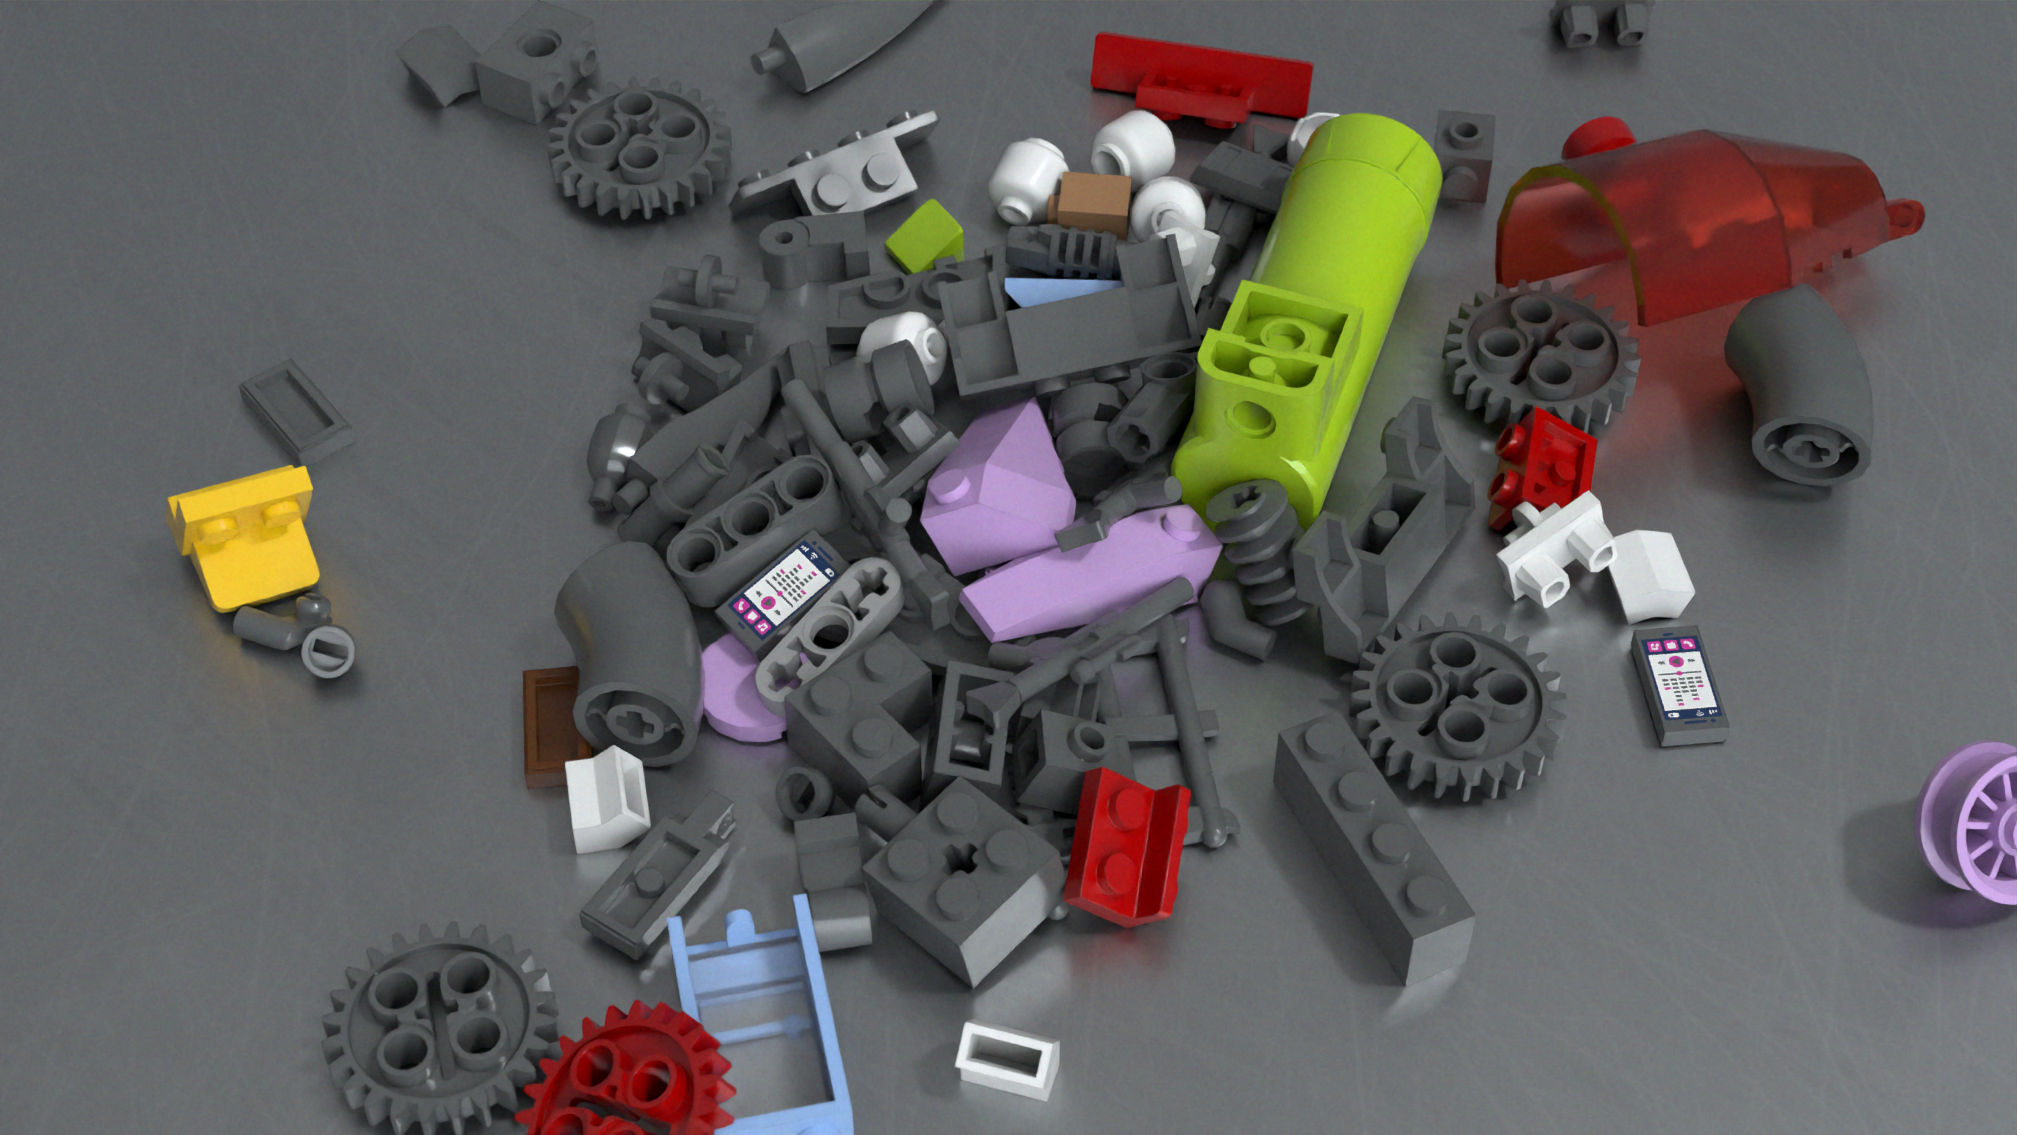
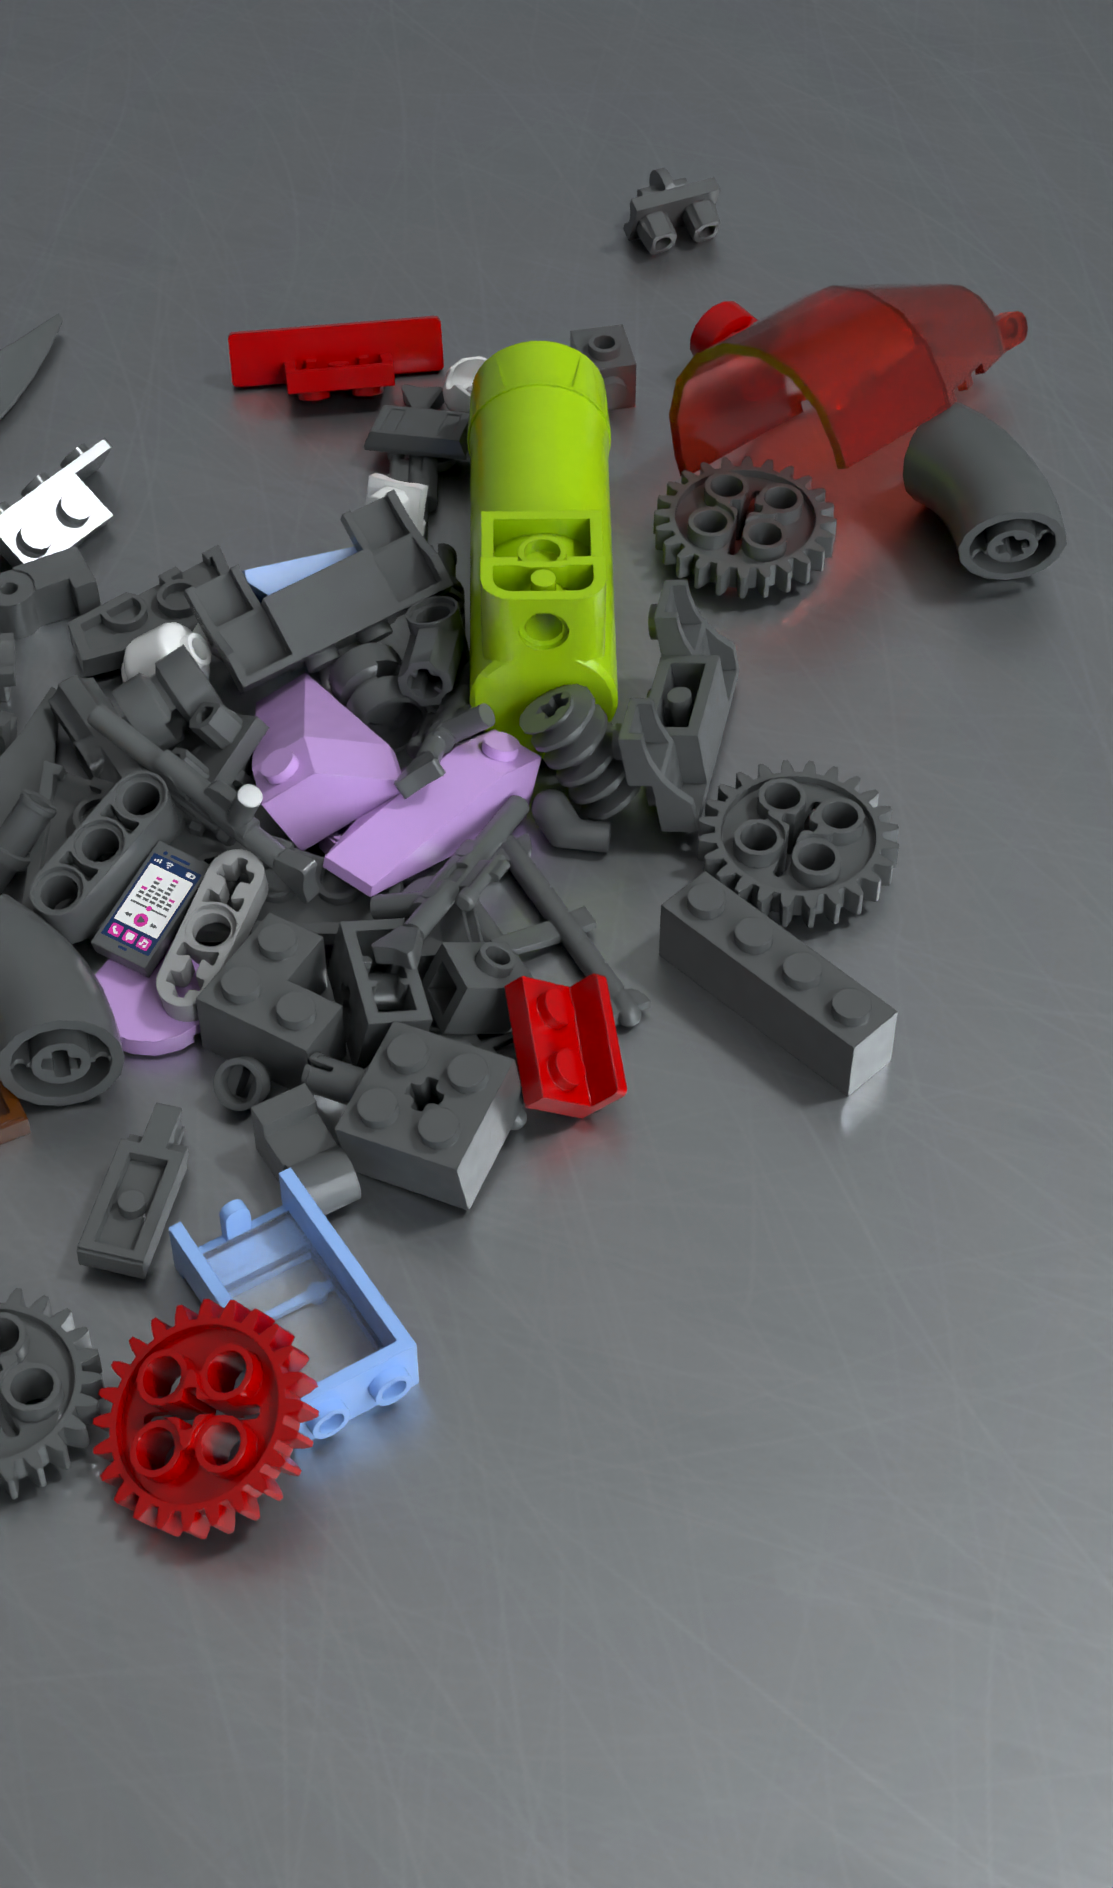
camera: 20 degrees left, 0 degrees up
(607, 800) = (54, 1143): white piece -> none
(926, 237) = (140, 558): lime slope -> none
(1013, 1046) = (531, 1249): white piece -> none
(1025, 179) = (217, 484): white head -> none
(1064, 251) = (282, 537): dark grey hinge -> none
(1092, 203) = (288, 499): medium nougat brick -> none
(1134, 147) = (304, 434): white head -> none
(1164, 194) = (346, 469): white head -> none
(1539, 464) = (787, 625): red bracket -> none
(1550, 542) = (821, 678): white hips -> none
(1650, 576) = (912, 689): white piece -> none
(1679, 685) = (976, 775): tile -> none

